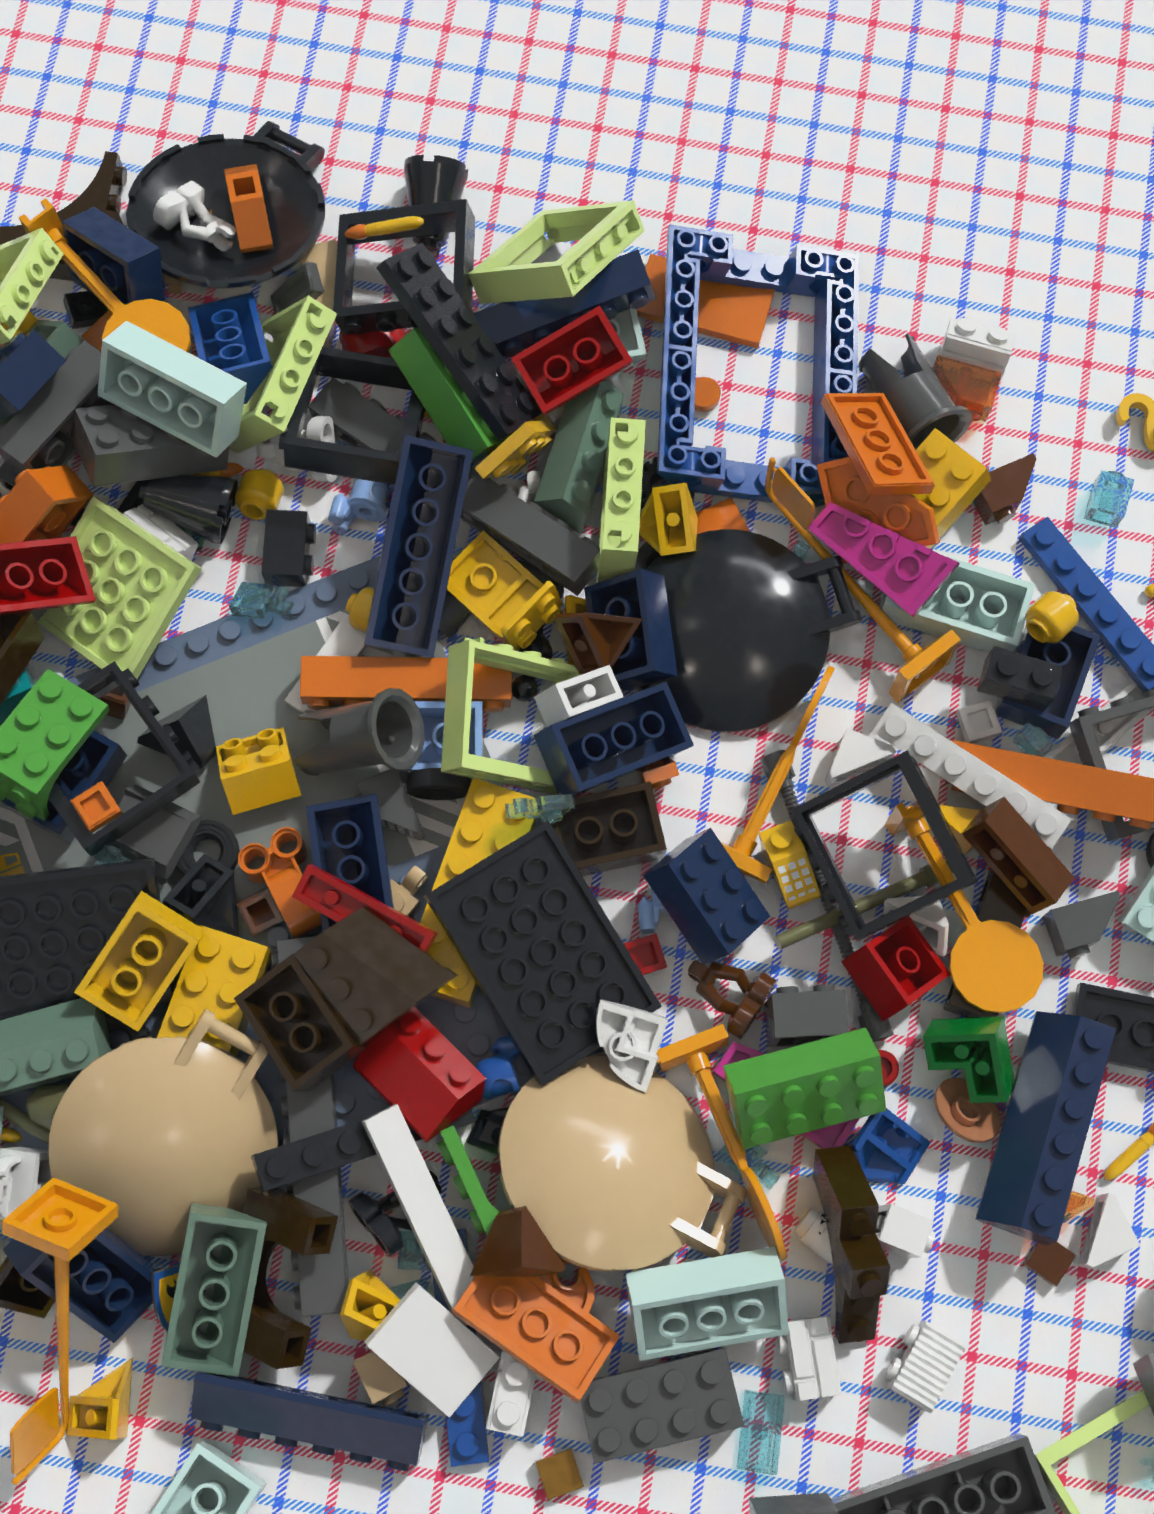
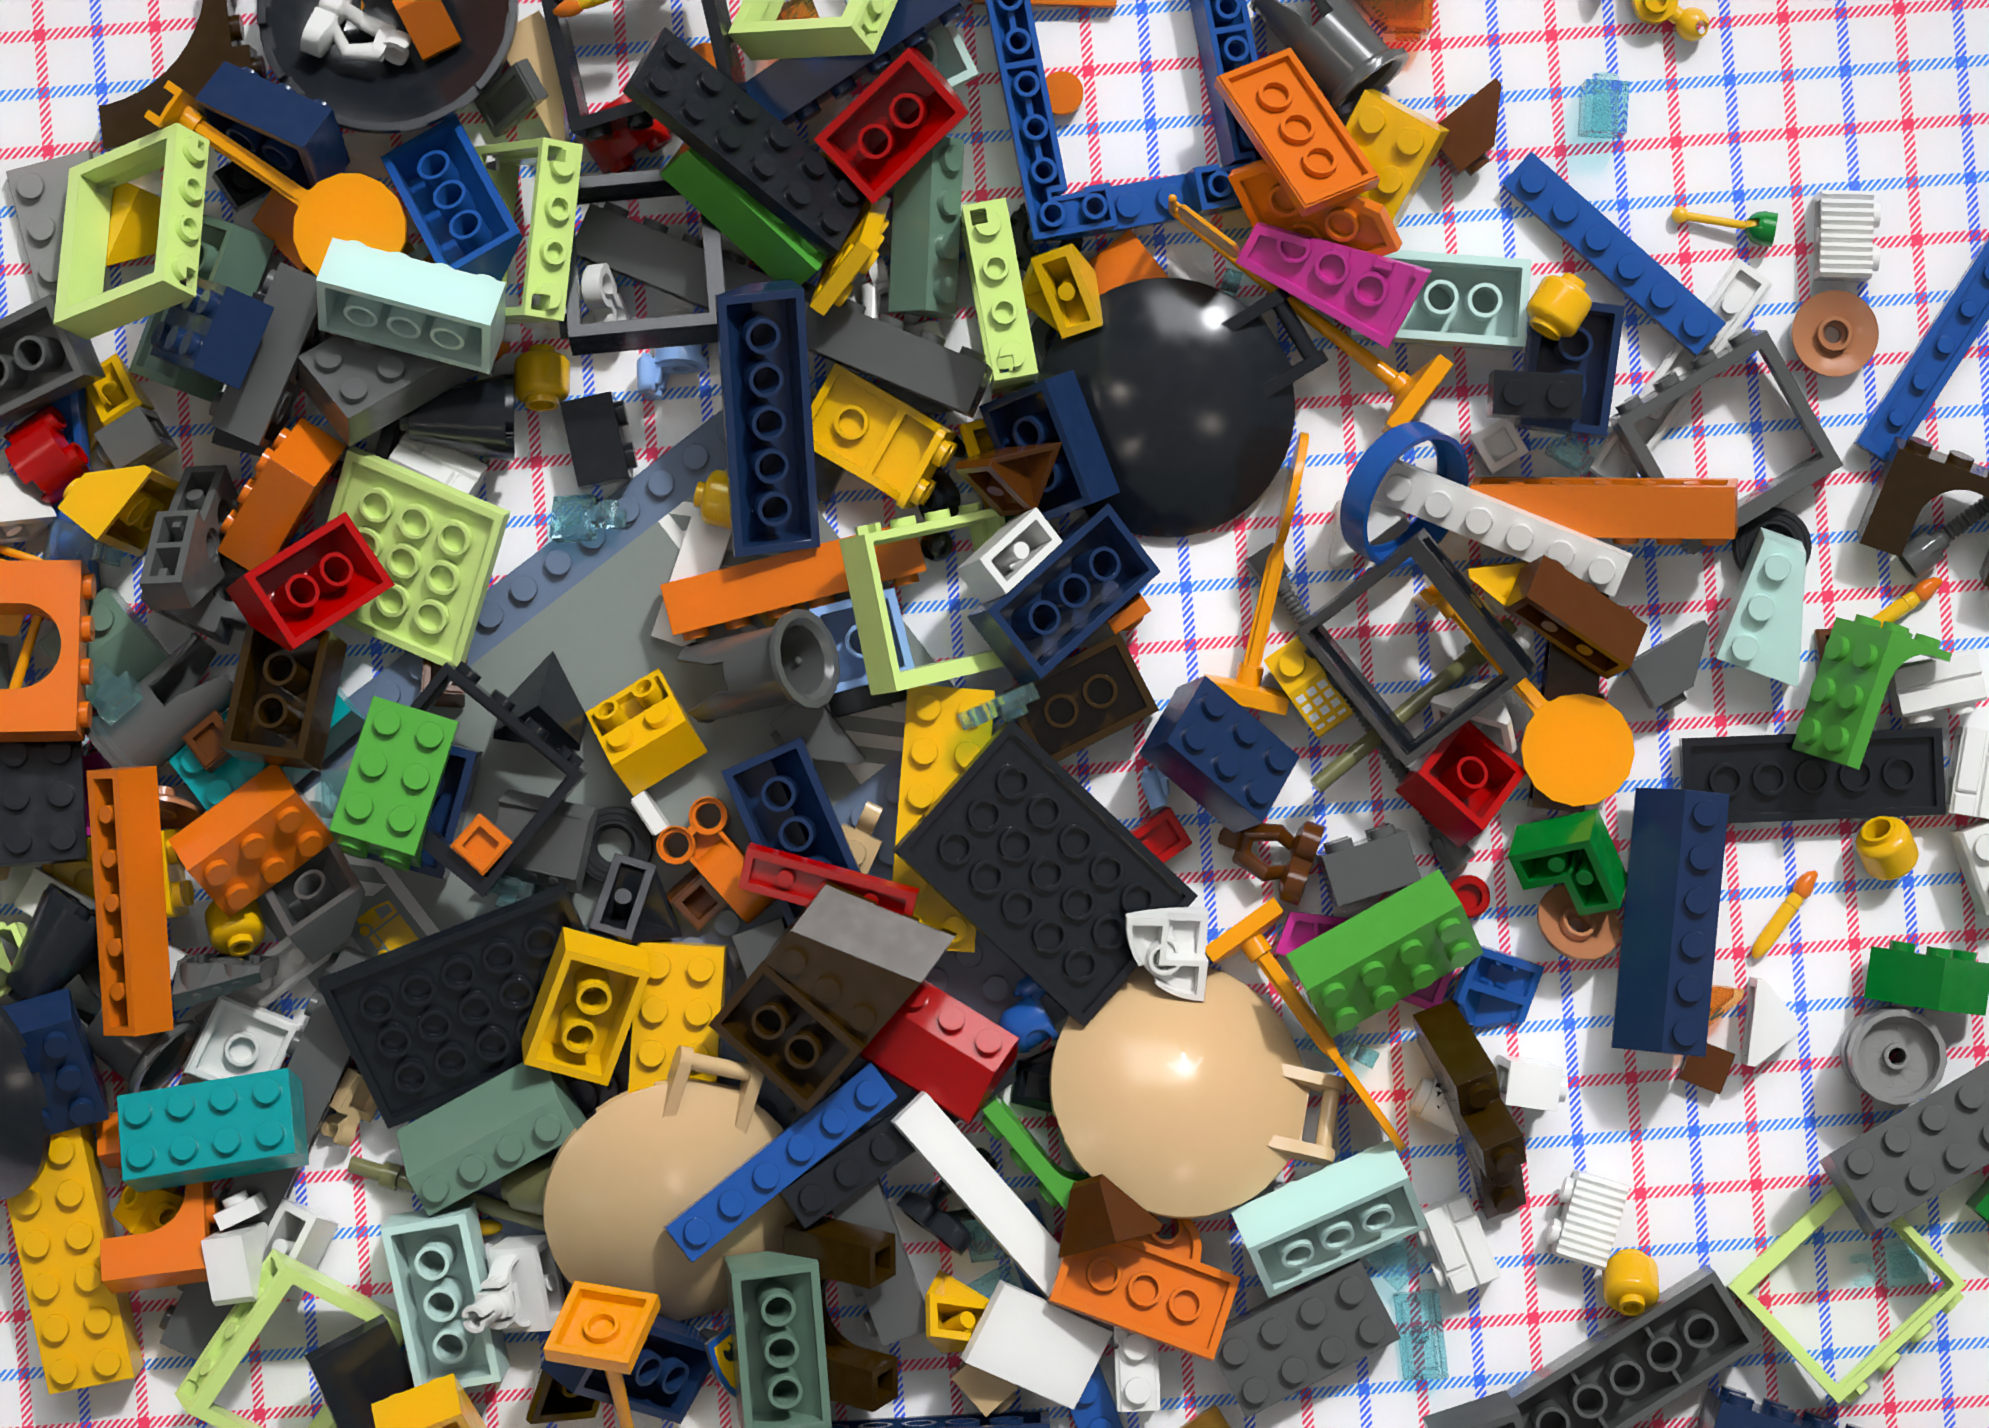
camera: 10 degrees left, 15 degrees up
(240, 829) = (650, 812): none -> white tile
(258, 1132) = (780, 1162): none -> blue plate
(755, 1360) = (1397, 1262): none -> clear light blue plate
(940, 719) = (1370, 472): none -> blue piece
(951, 1430) = (1630, 1282): none -> yellow head

